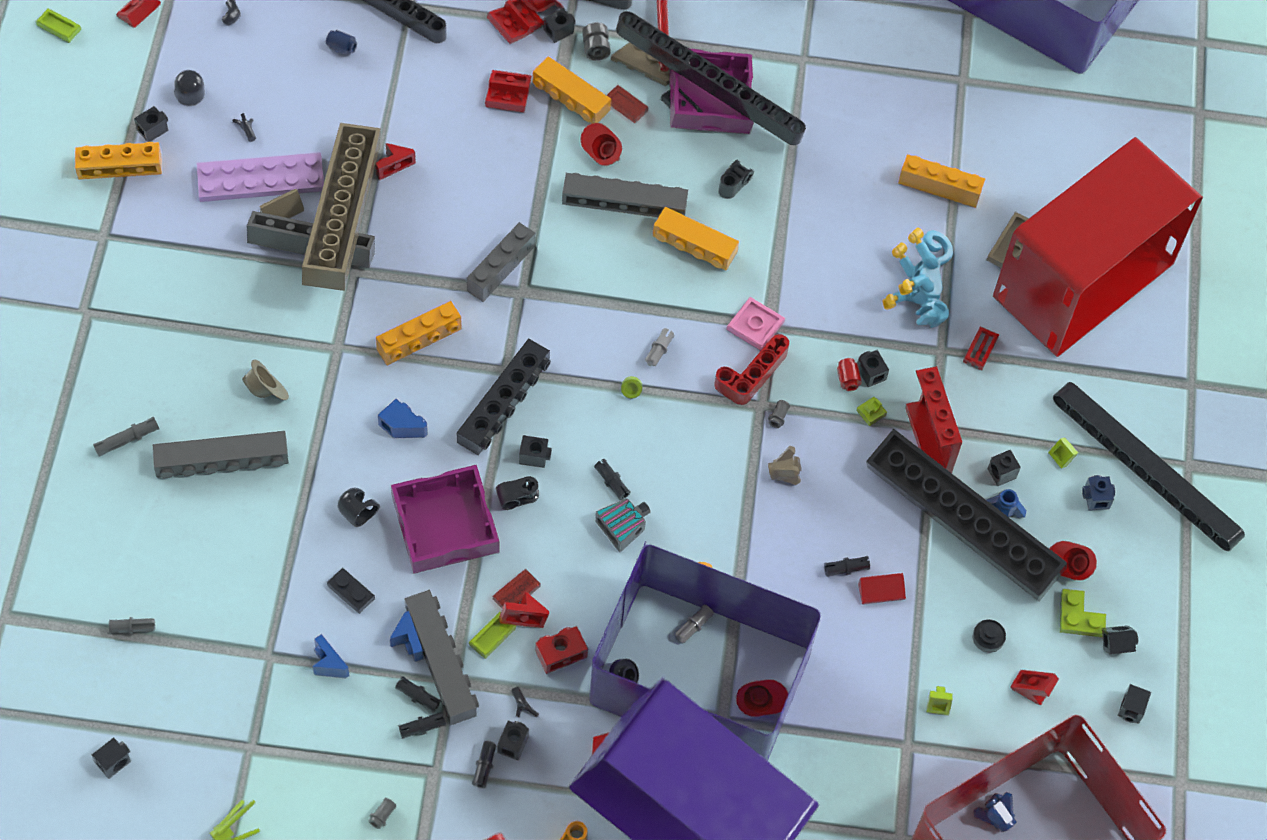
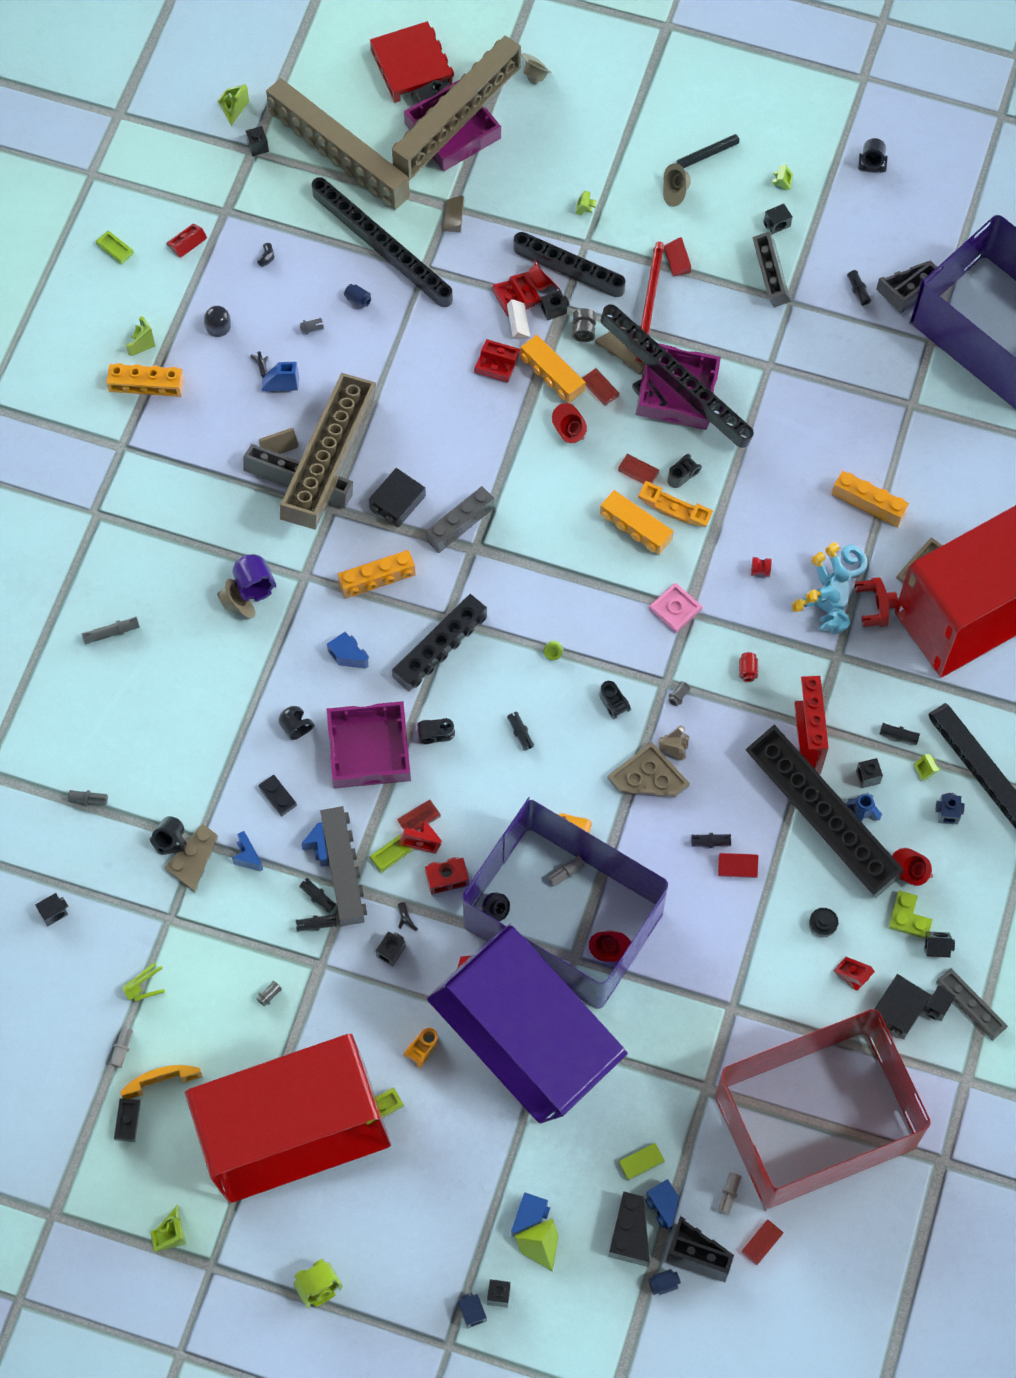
camera: 15 degrees right, 5 degrees up
(108, 116) = (143, 338): none -> lime slope
(148, 130) = (178, 357): black brick -> none
(220, 454) = (187, 658): dark grey brick -> none
(232, 654) = (167, 835): none -> black piece
(259, 176) = (265, 411): lavender plate -> none
(265, 675) = (190, 864): none -> dark tan wing
(272, 137) = (281, 377): none -> blue slope
(280, 355) = (253, 577): none -> dark purple cylinder
(295, 80) = (308, 326): none -> dark grey pin
(397, 160) = (388, 412): red slope -> none
(426, 248) = (397, 497): none -> black brick
(484, 764) = (362, 965): black axle -> none
(523, 44) = (518, 319): none -> white slope
(531, 443) = (453, 689): black brick -> none
(622, 195) = (580, 473): dark grey brick -> none
(622, 522) = (522, 771): dark grey torso -> none
(659, 347) = (585, 617): light grey axle -> none
(696, 186) = (638, 469): none -> clear red tile
(711, 433) = (615, 702): none -> black piece
(731, 218) = (674, 507): none -> light orange slope
(756, 368) = (667, 648): red beam -> none
(764, 505) = (649, 775): none -> dark tan plate
(840, 267) = (761, 567): none -> red wheel
(871, 411) = (762, 703): lime tile -> none
(872, 375) = (770, 671): black brick -> none
(939, 701) = (766, 973): lime tile -> none
(974, 361) = (865, 670): red tile -> none
(979, 285) = (883, 601): none -> red connector
(998, 812) = (797, 1079): blue rock -> none
(1026, 421) = (899, 733): none -> black pin
(1098, 707) = (901, 1006): none -> black brick
(1170, 700) = (972, 1004): none -> dark grey tile

